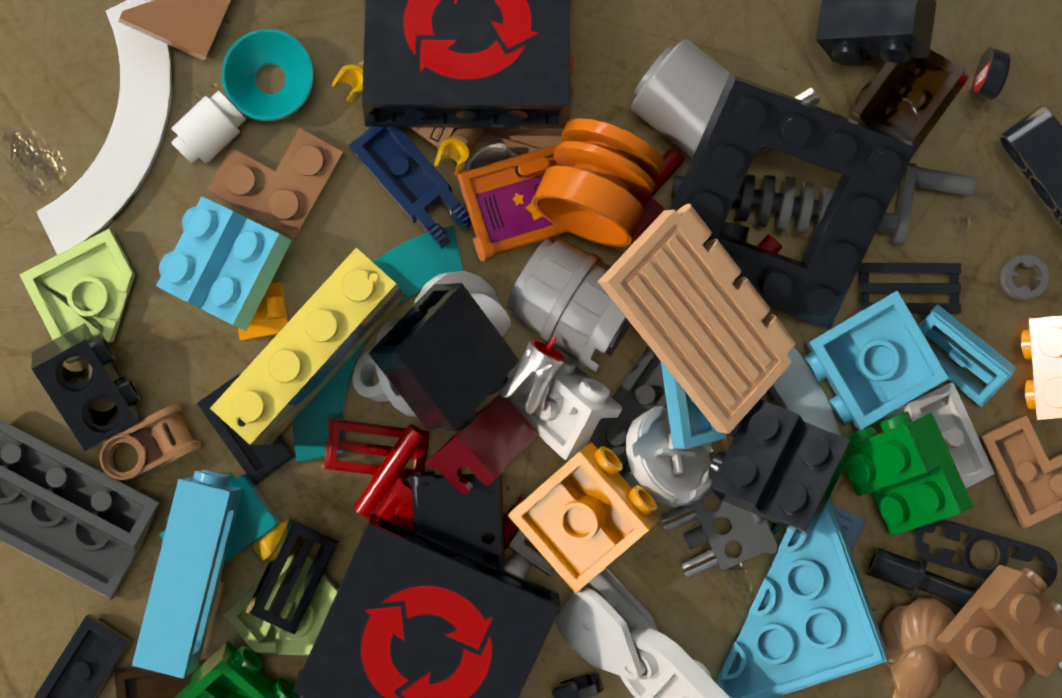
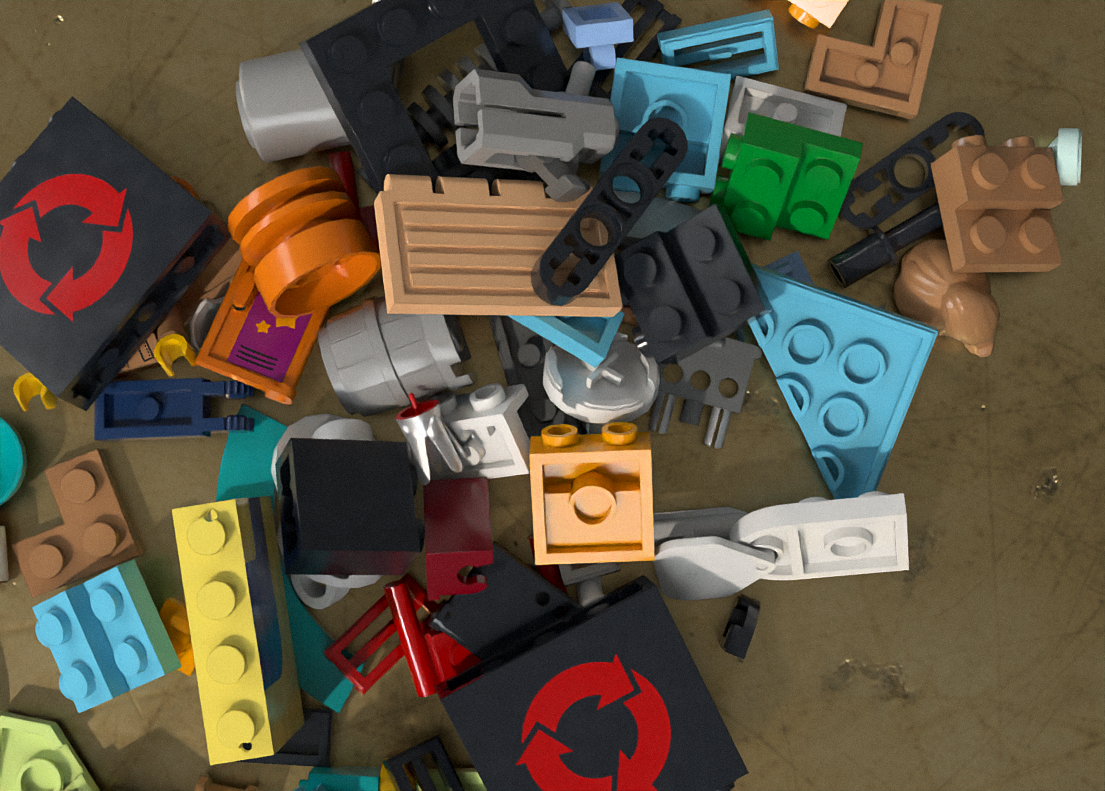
camera: 50 degrees left, 0 degrees up
(787, 376) = (610, 210): none -> black beam
(802, 276) = (534, 127): none -> light grey piece
(905, 262) = (597, 30): none -> light blue tile

